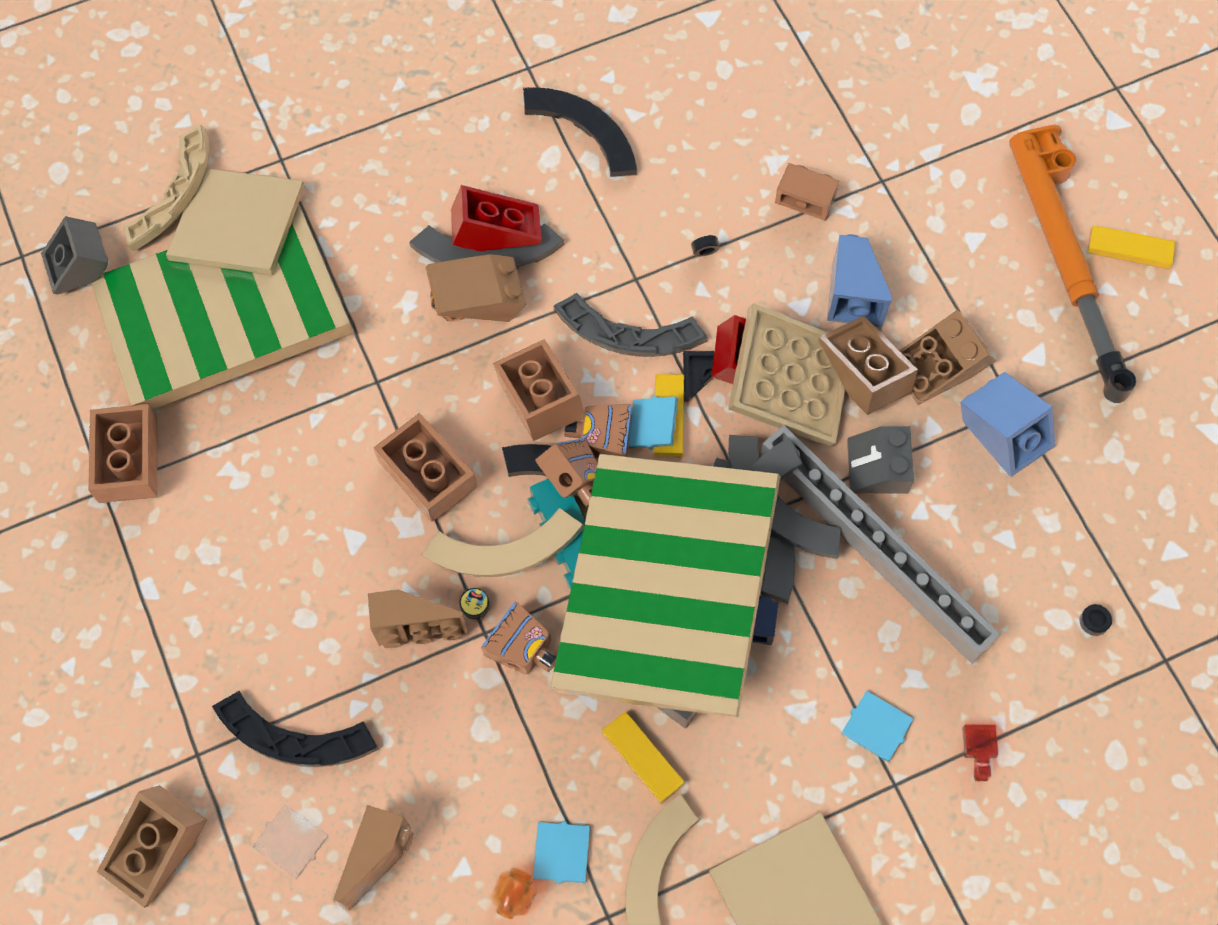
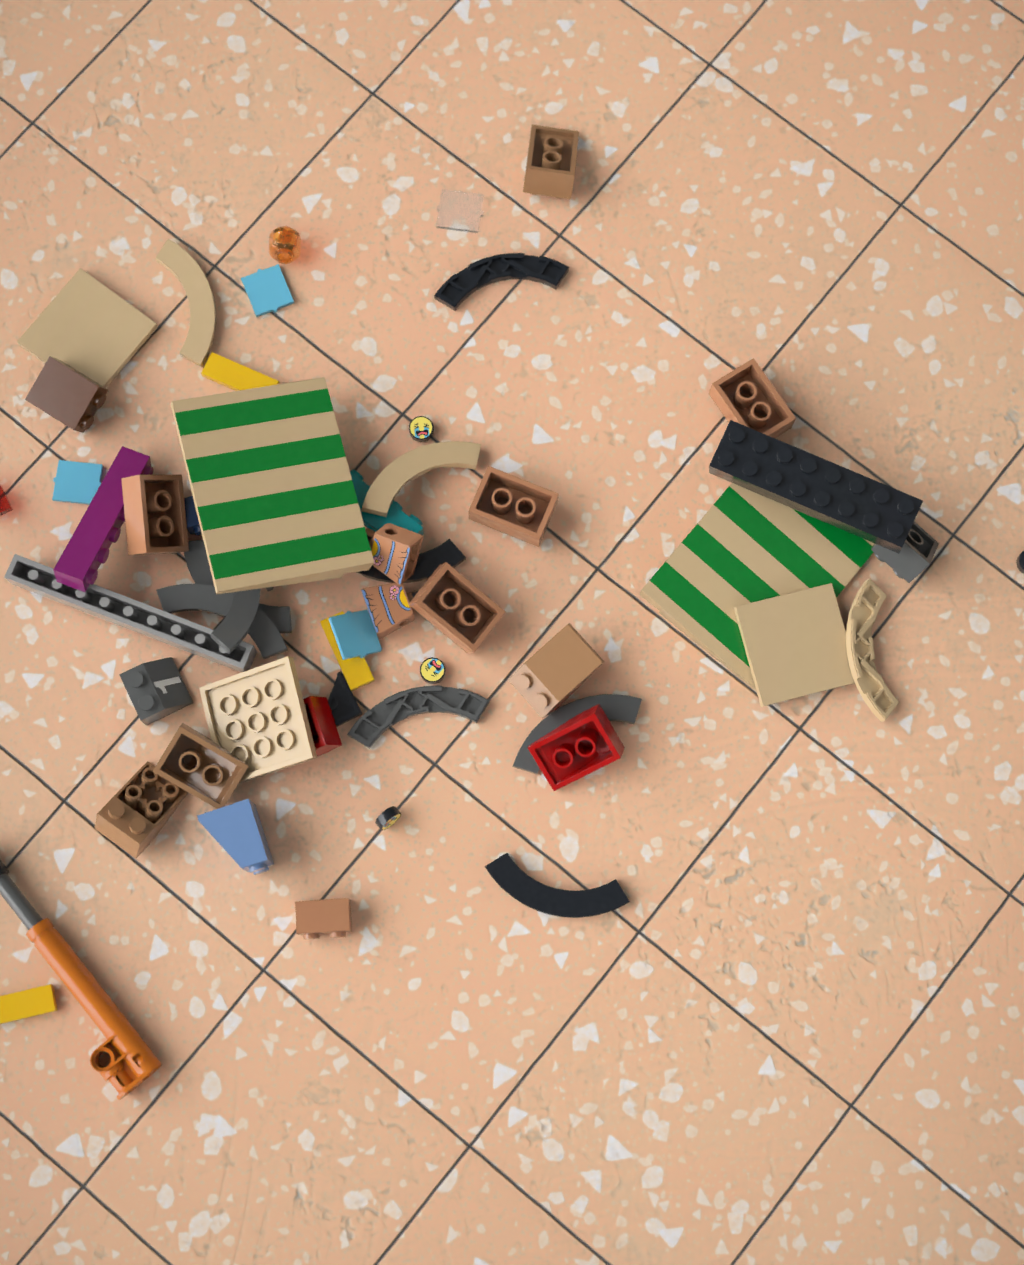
camera: 150 degrees right, 10 degrees up
(121, 323) = (815, 486): none -> black brick
(374, 852) = (391, 228): medium nougat slope -> none
(407, 618) = (455, 385): medium nougat slope -> none
(519, 642) = (369, 413): nougat torso -> none
(593, 358) = (432, 670): none -> tile
(807, 624) = (155, 514): none -> nougat brick
(849, 823) = (67, 395): none -> reddish brown brick
(865, 649) = (100, 523): none -> magenta brick
(1010, 422) = (65, 774): medium blue slope -> none

